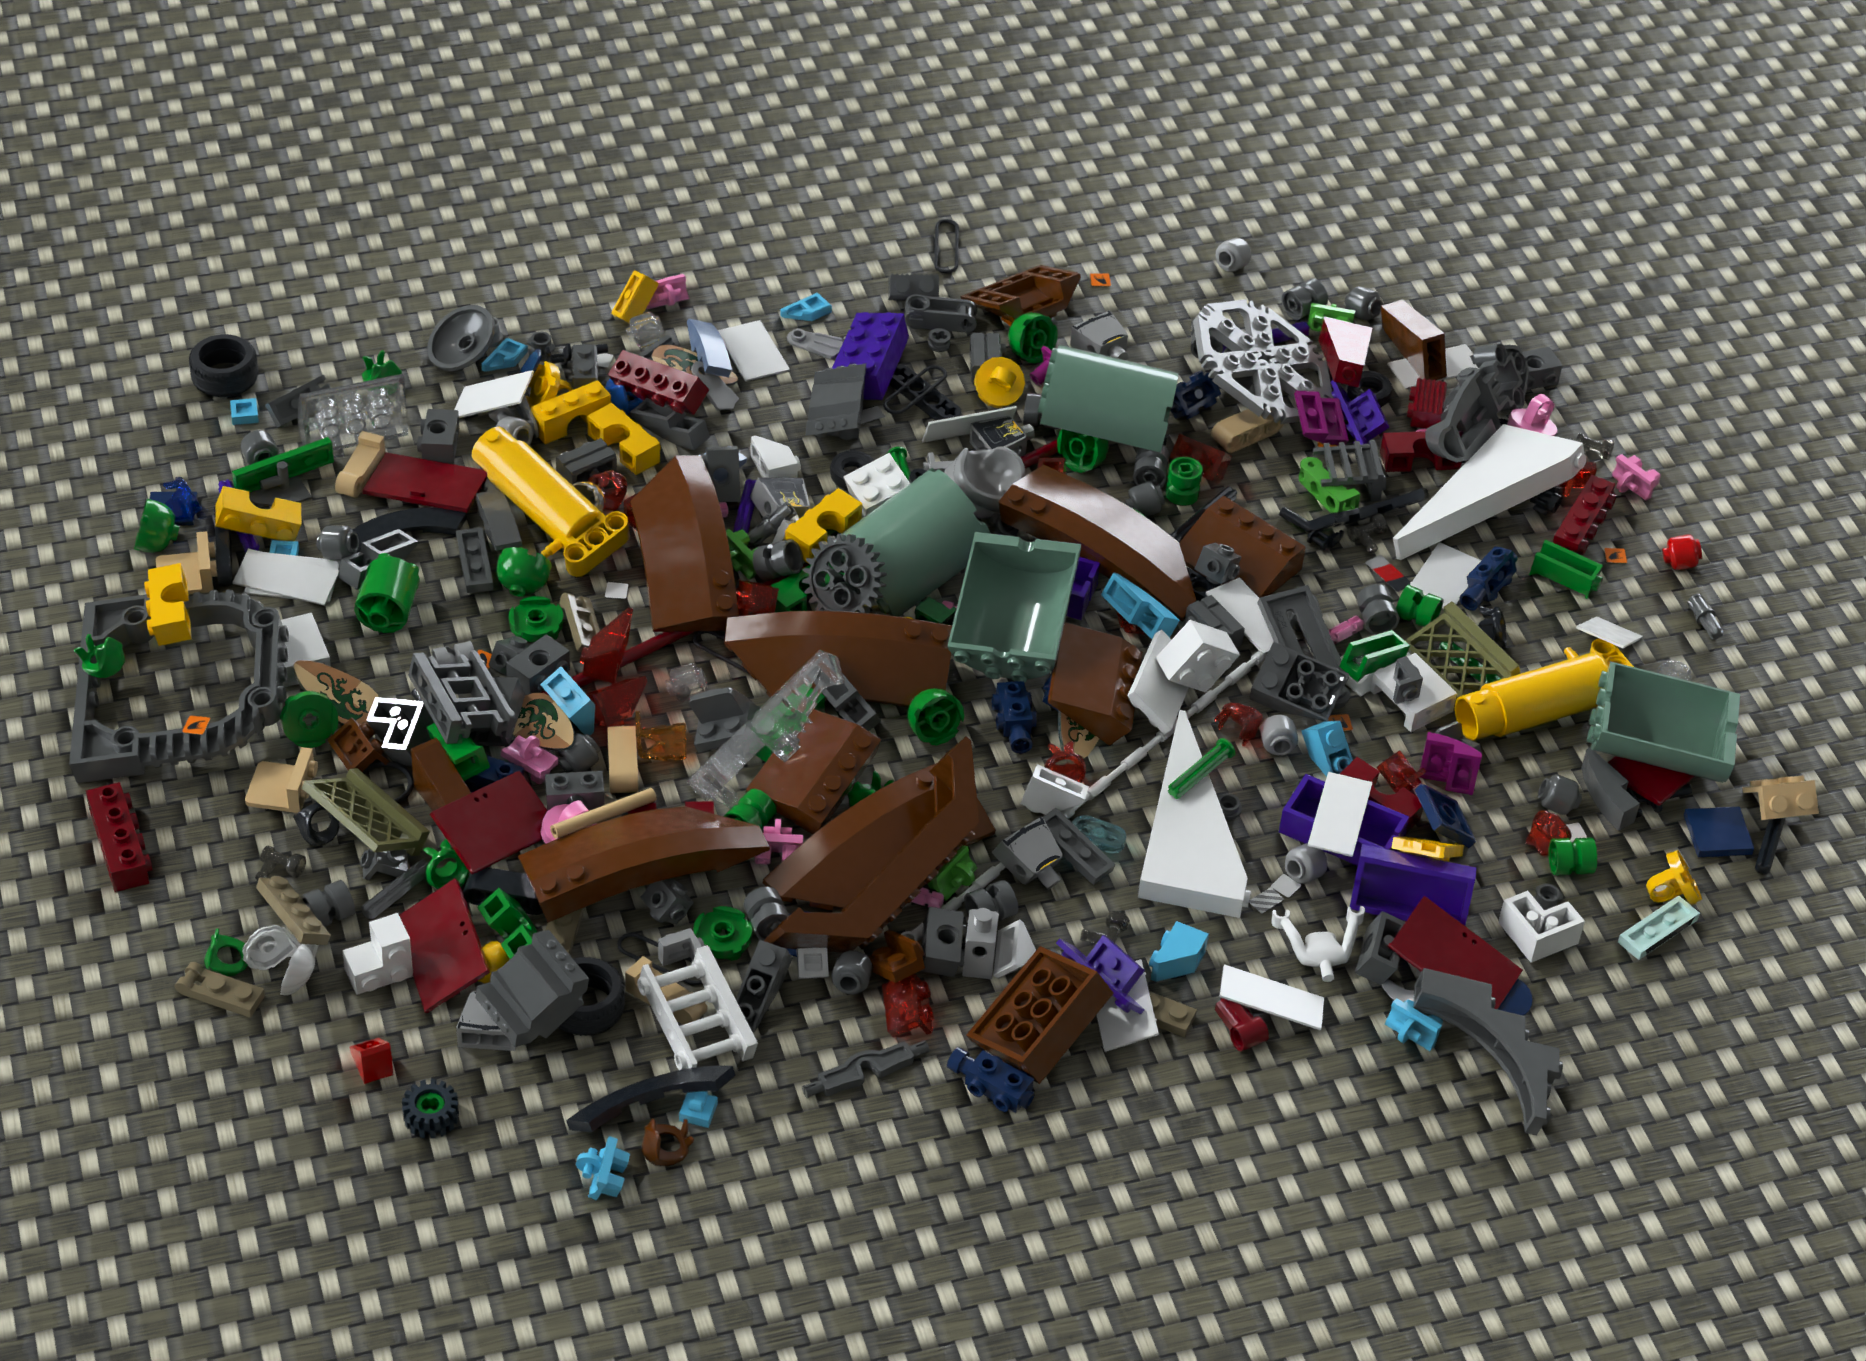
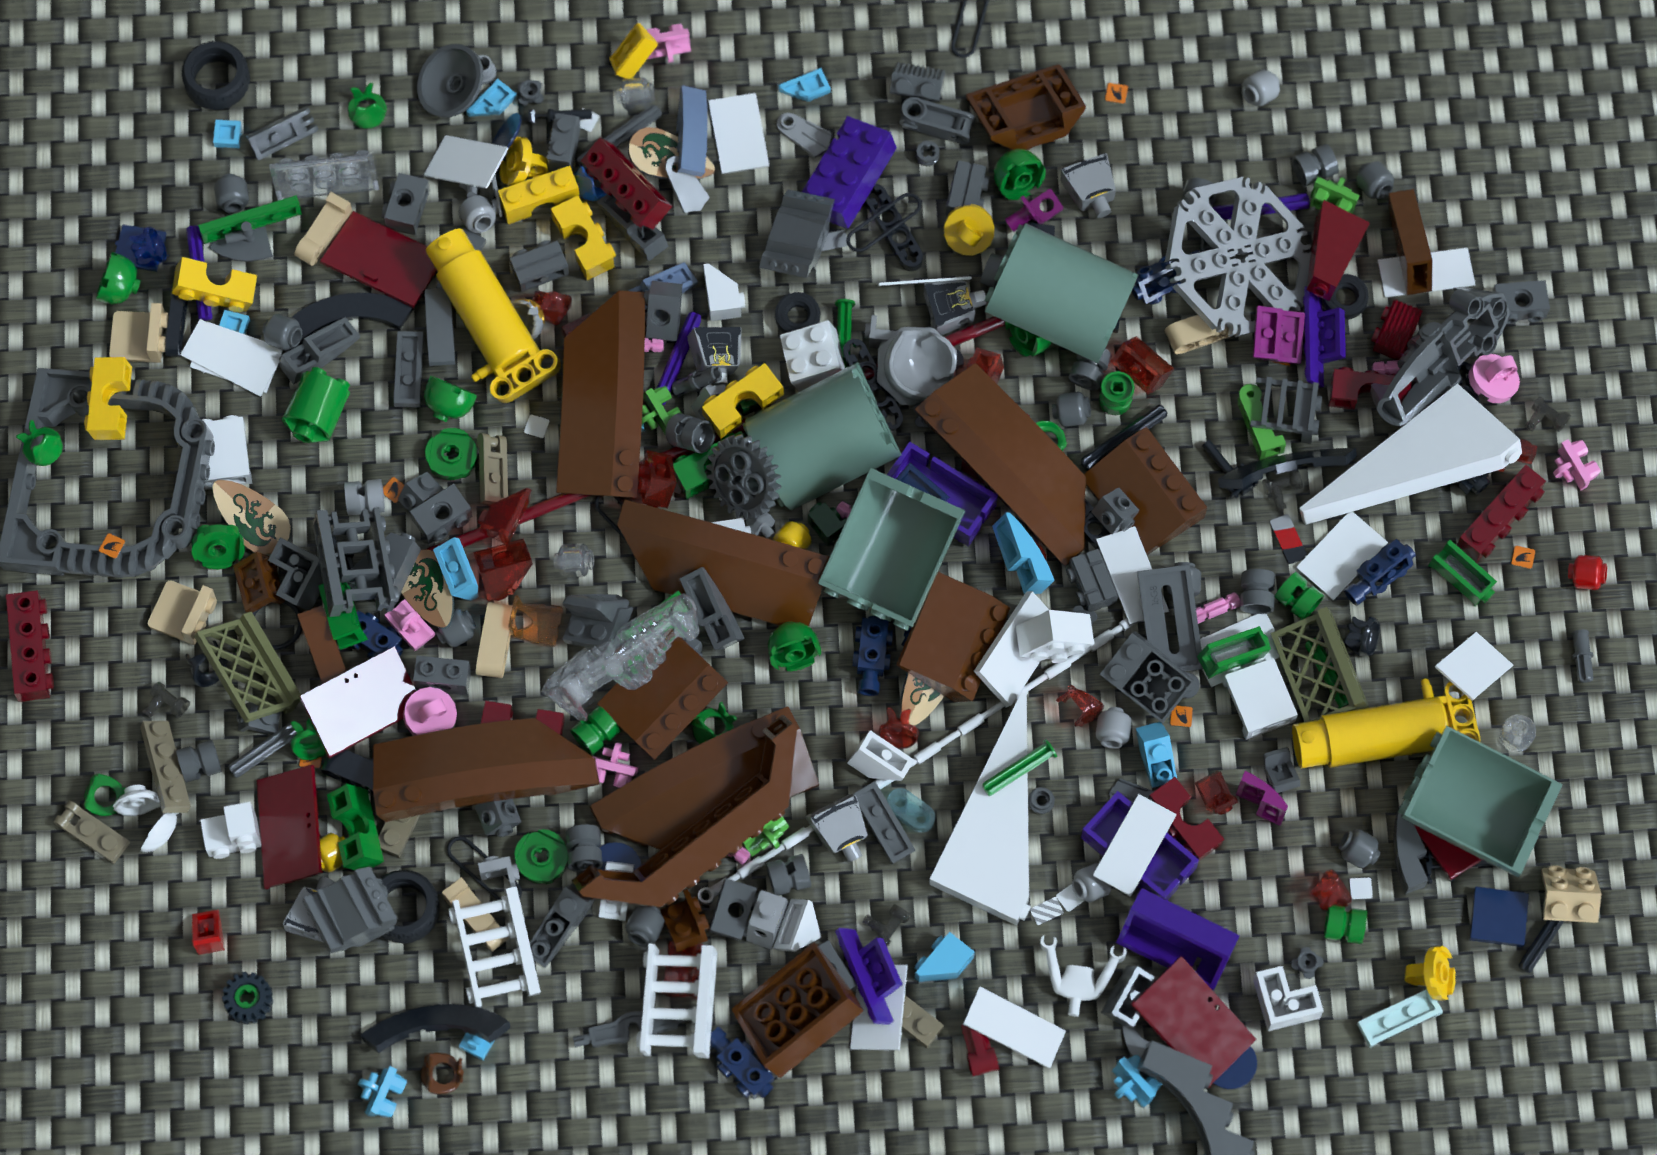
camera: 15 degrees right, 25 degrees up
(603, 813) = (458, 714): tan piece -> none
(937, 1031) = (701, 1015): none -> white fence
(1407, 681) = (1253, 694): dark grey bracket -> none
(1433, 849) = (1205, 898): yellow wing -> none
(1445, 815) = (1239, 856): dark blue tile -> none

